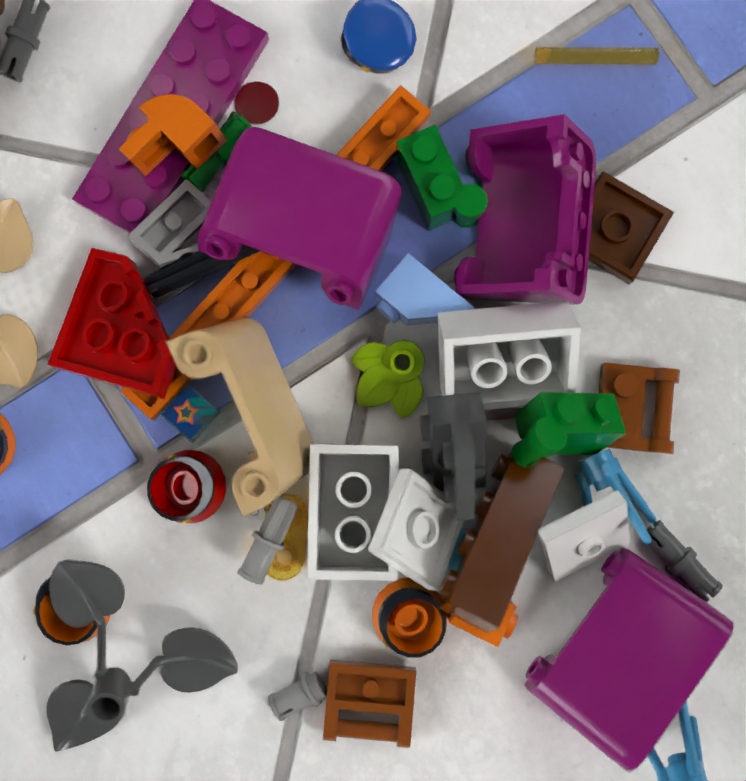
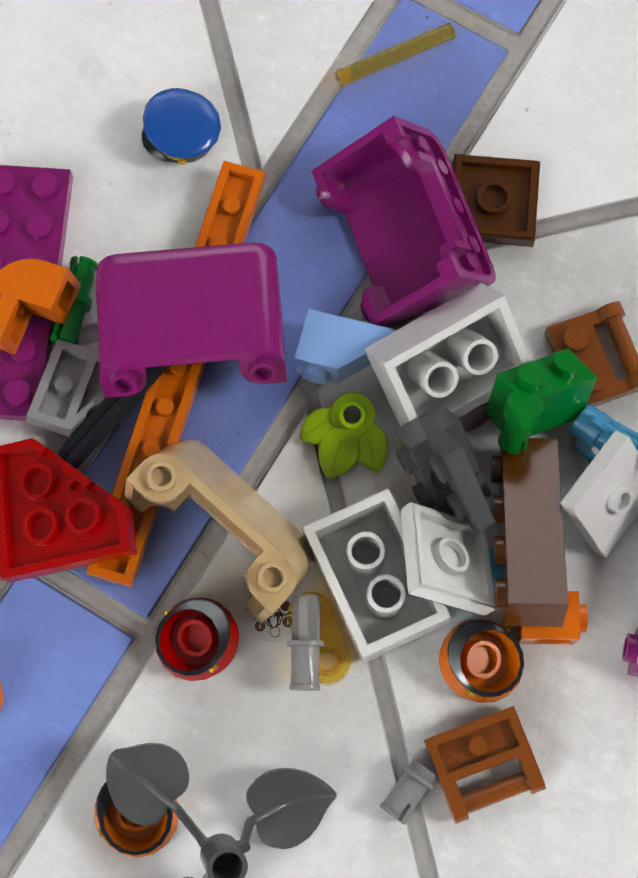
camera: 25 degrees left, 10 degrees down
(190, 413) = (165, 564): tile -> none
(257, 102) = (89, 239): dark red sticker -> none
(436, 182) = (302, 233): green hinge -> none

